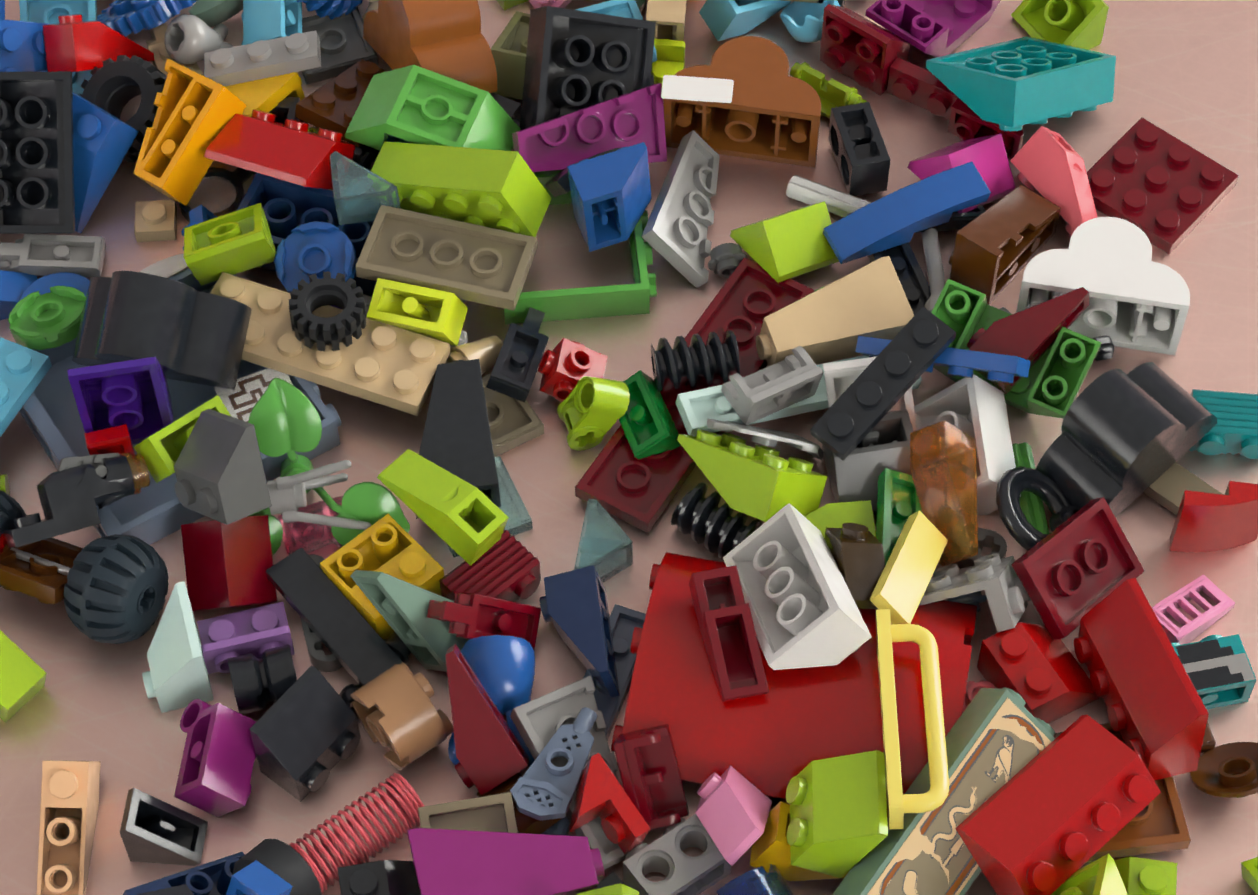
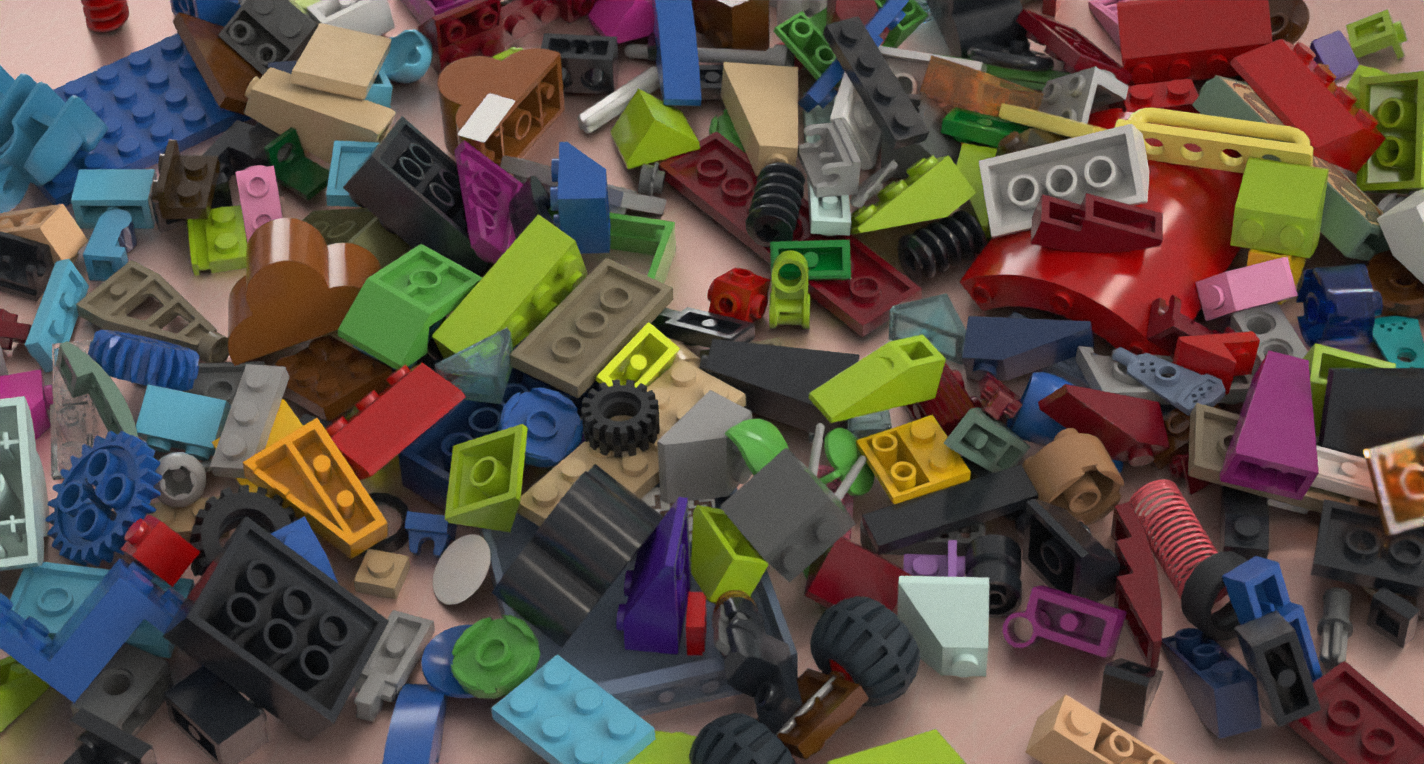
camera: 70 degrees left, 10 degrees down
(288, 816) = (1137, 584): none -> dark red slope
(313, 372) = (698, 456): none -> light grey slope
(1220, 847) = (1336, 53): none -> slope

